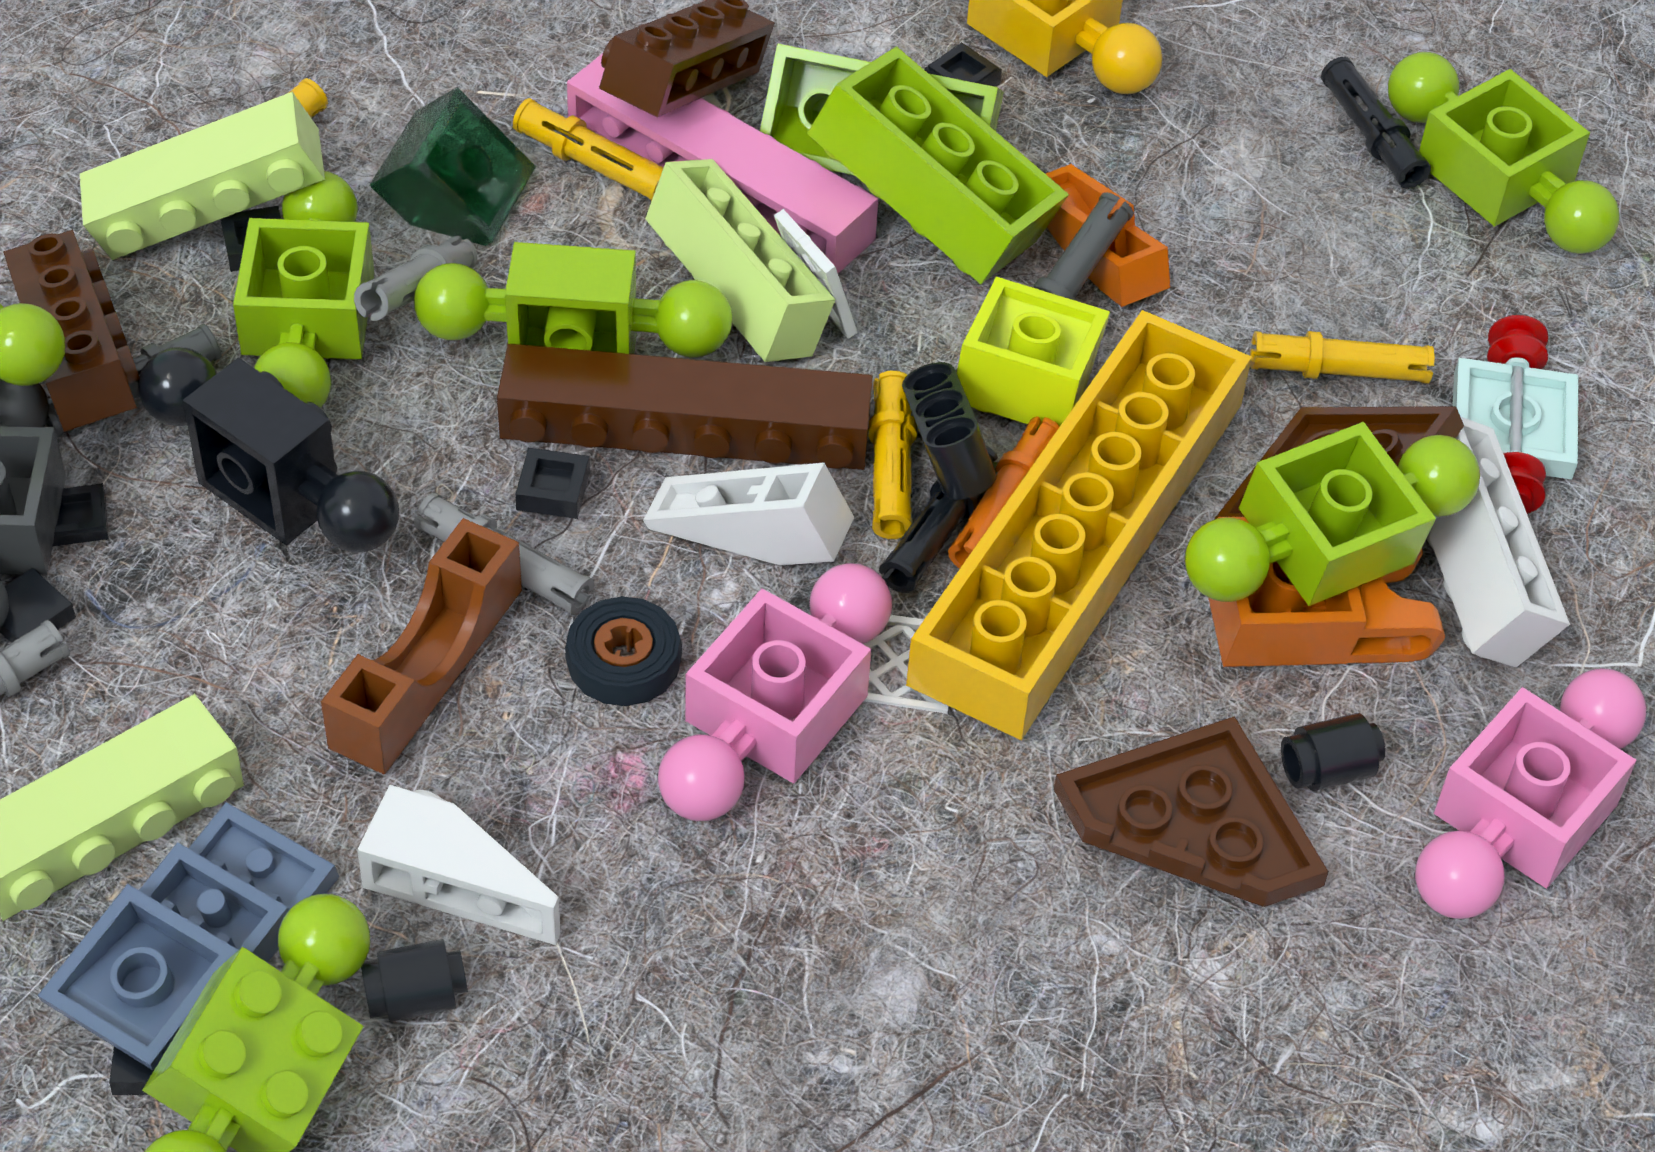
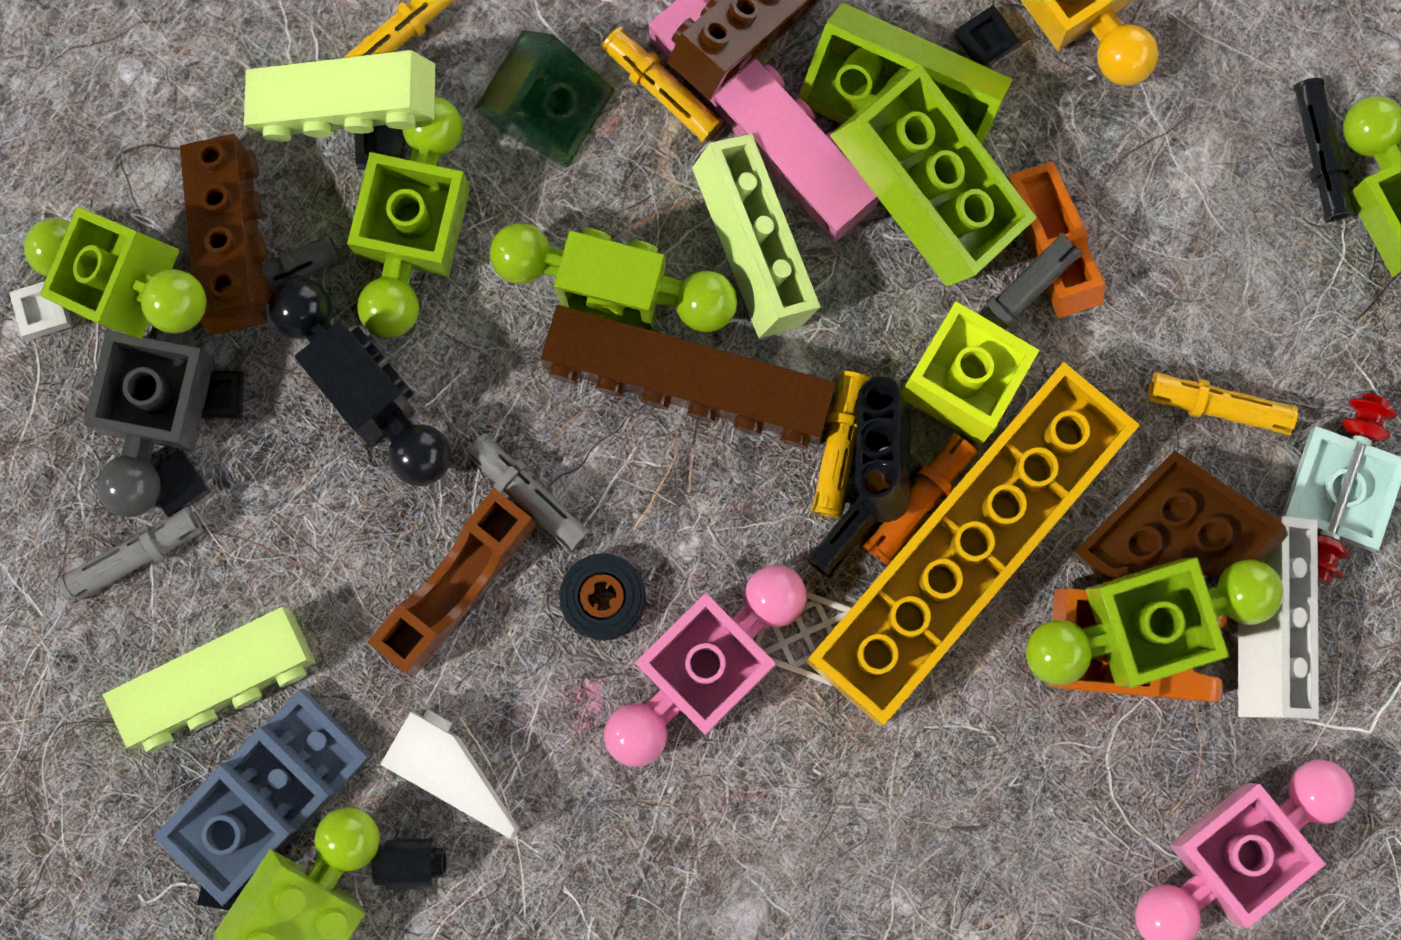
camera: 20 degrees right, 30 degrees up
(399, 284) = (508, 208): light grey pin -> none
(552, 483) = (574, 431): black plate -> none
(760, 513) = (719, 490): white slope -> none
(820, 267) = (812, 266): white window -> none
(1198, 812) = (992, 818): reddish brown plate -> none
(1332, 752) = (1106, 787): black brick -> none

